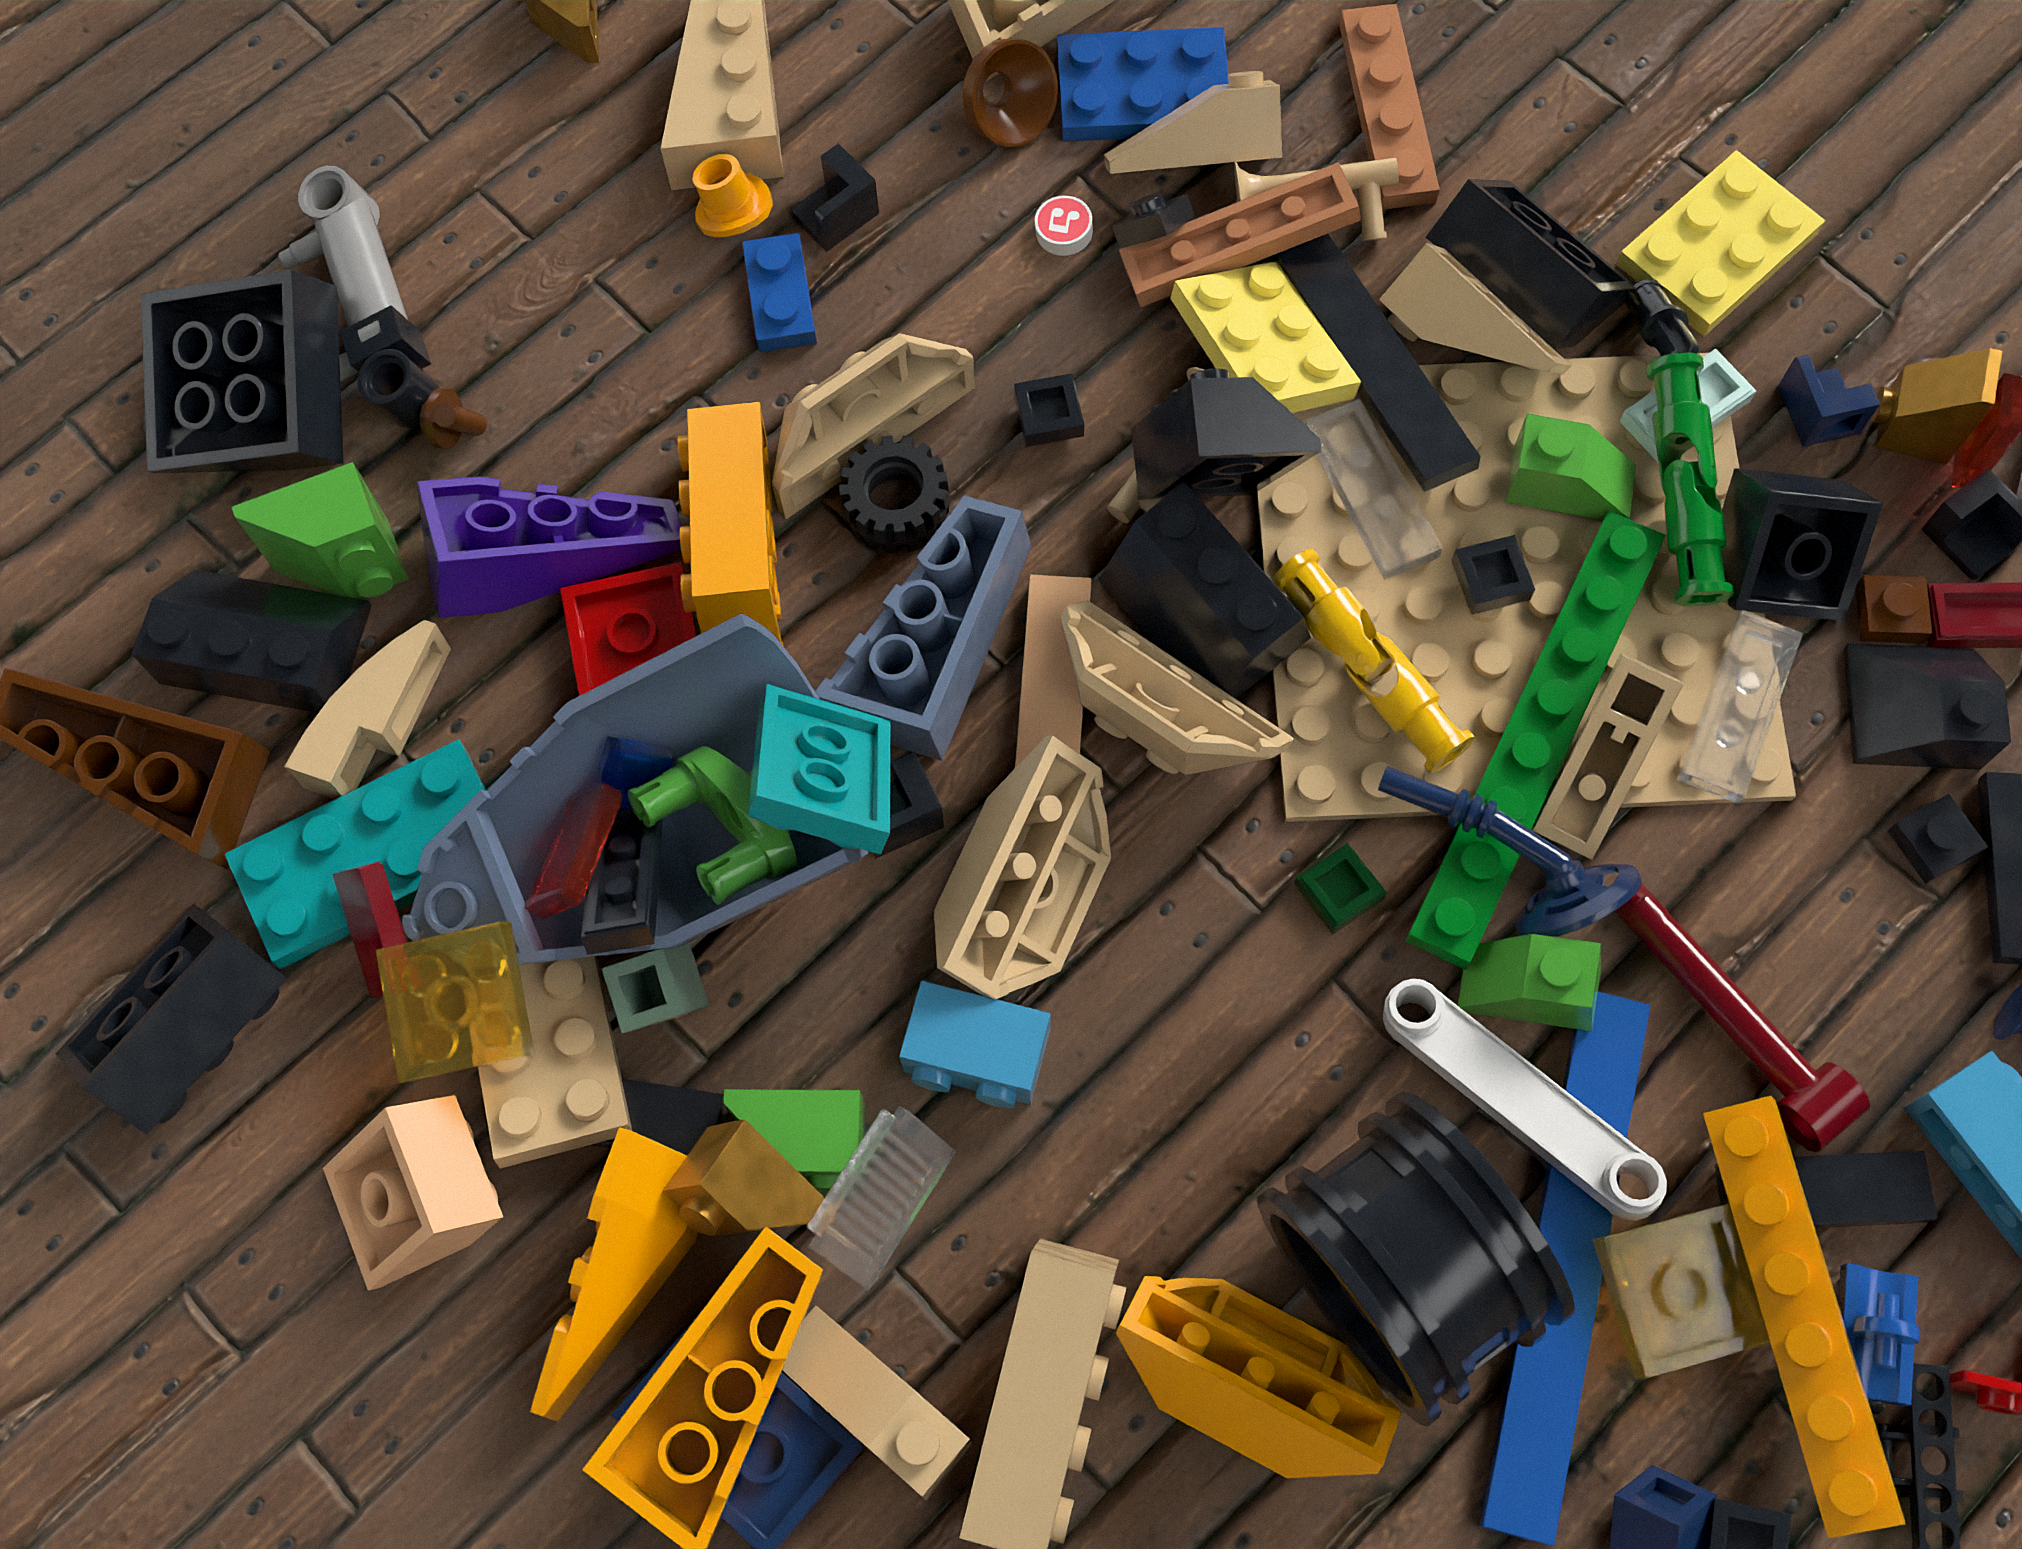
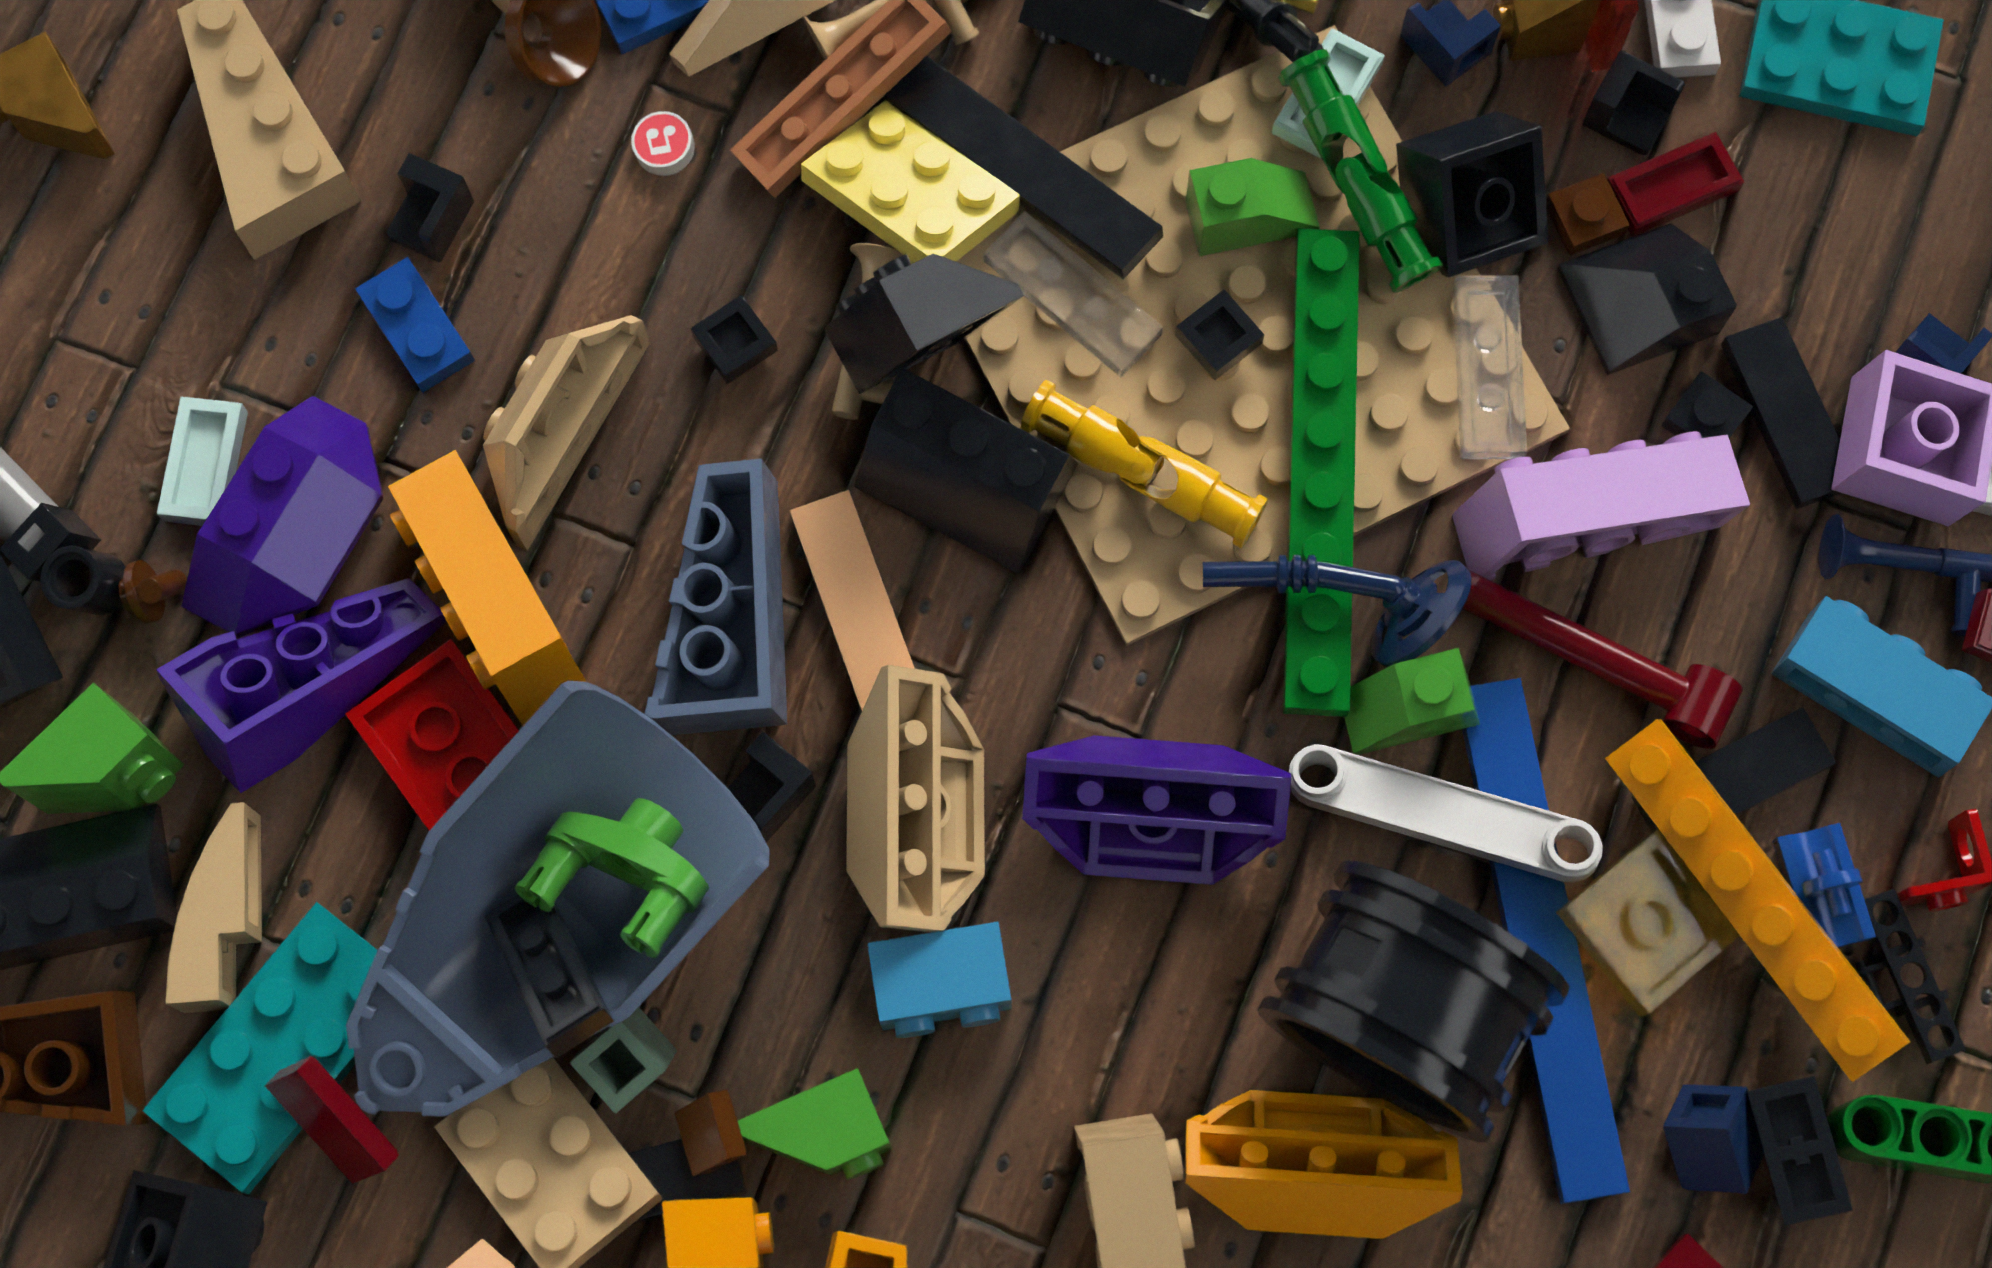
camera: 25 degrees left, 5 degrees up
(455, 1002) = (447, 1155): clear yellow plate -> none
(546, 334) = (201, 458): none -> light aqua tile
(574, 851) = (490, 964): clear red tile -> none
(589, 405) = (285, 520): none -> dark purple wedge
(632, 764) = (503, 861): clear blue tile -> none
(700, 1090) = (710, 1132): none -> reddish brown tile
(729, 197) = (322, 250): light orange piece -> none
(740, 1184) = (792, 1202): pearl gold slope -> none
(821, 770) = (695, 792): teal plate -> none
(878, 1195) = (916, 1153): clear window -> none
(887, 463) = (617, 449): black tyre -> none
(1152, 219) = (750, 107): black plate -> none
(1160, 700) = (968, 583): tan wedge -> none
(1244, 974) = (1155, 807): none -> dark purple wedge
(1340, 888) = (1203, 688): dark green tile -> none
(1451, 307) = (1079, 87): tan slope -> none
(1607, 755) = (1392, 463): tan slope -> none
(1798, 871) = (1599, 501): none -> lavender wedge

